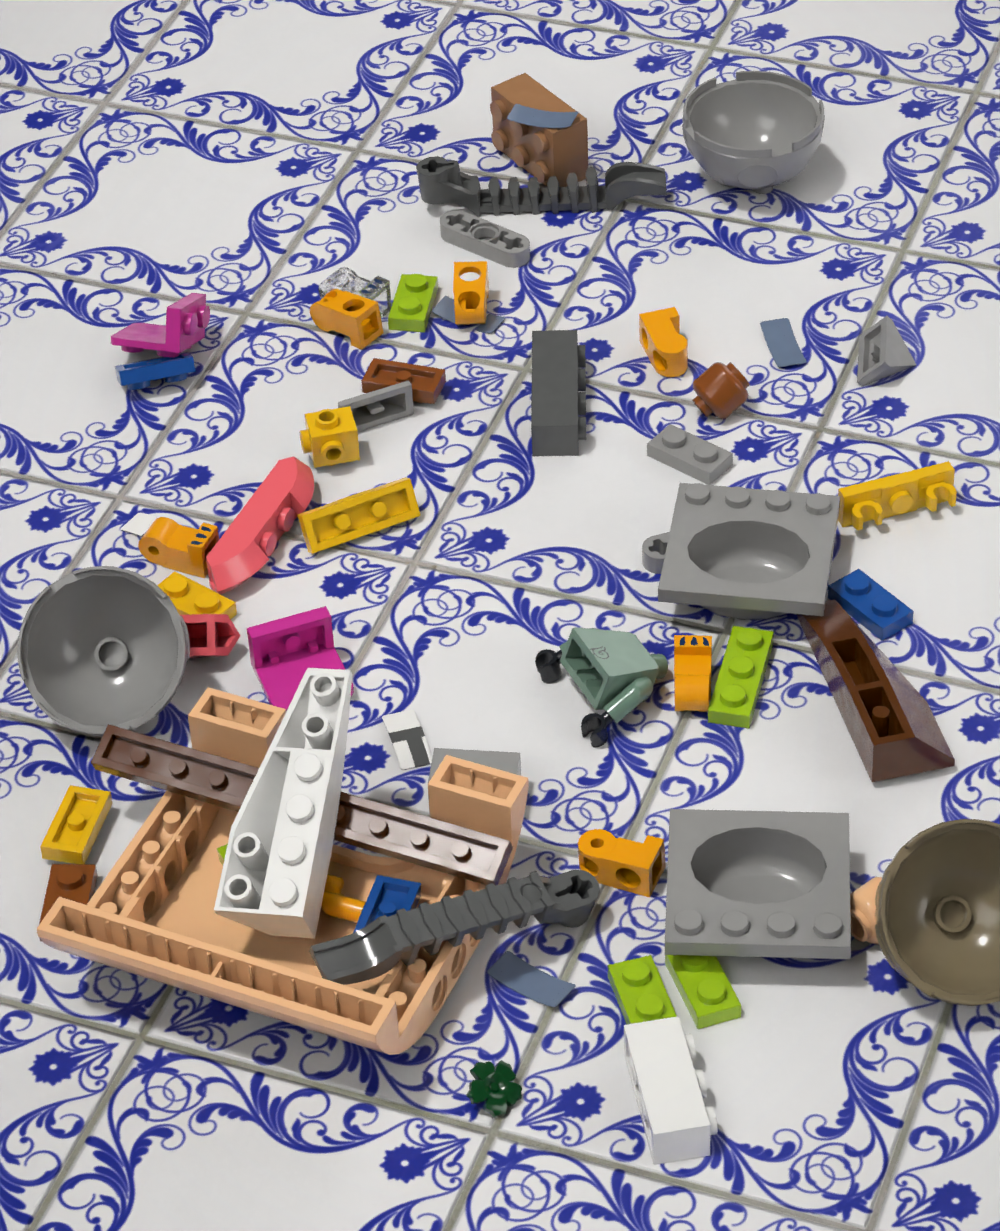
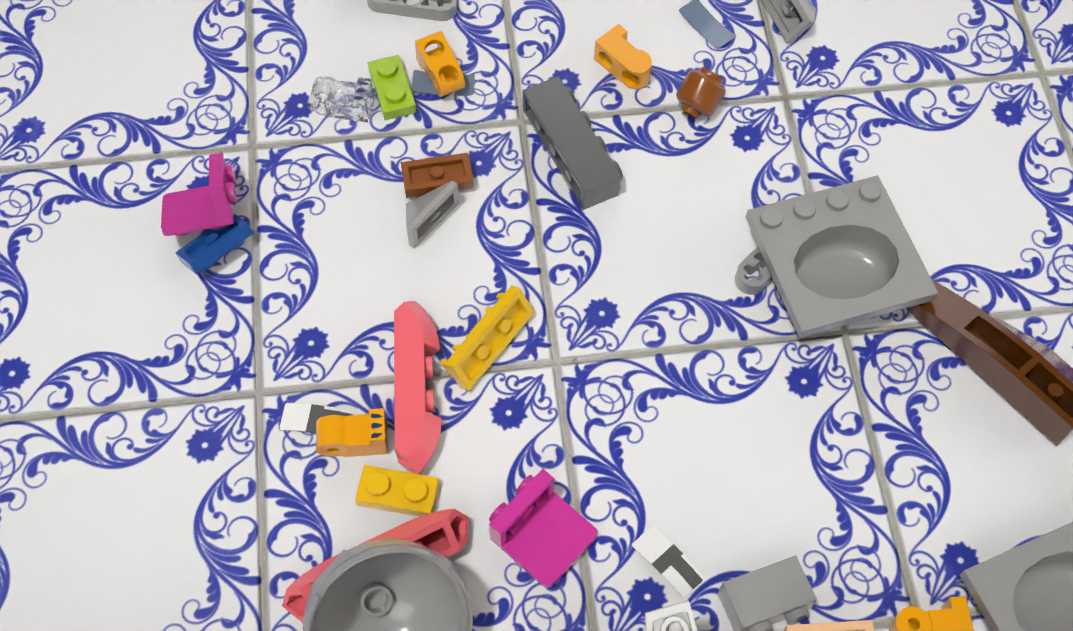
camera: 30 degrees left, 20 degrees up
(330, 437) = (417, 263): yellow brick -> none
(348, 315) = (349, 123): light orange leg -> none
(609, 670) = (804, 425): sand green torso -> none
(689, 454) = (708, 163): light grey plate -> none
(692, 672) = (862, 398): light orange leg -> none
(740, 677) = (891, 379): lime plate -> none
(870, 604) = (945, 262): blue plate -> none
(897, 495) = (899, 147): yellow plate -> none

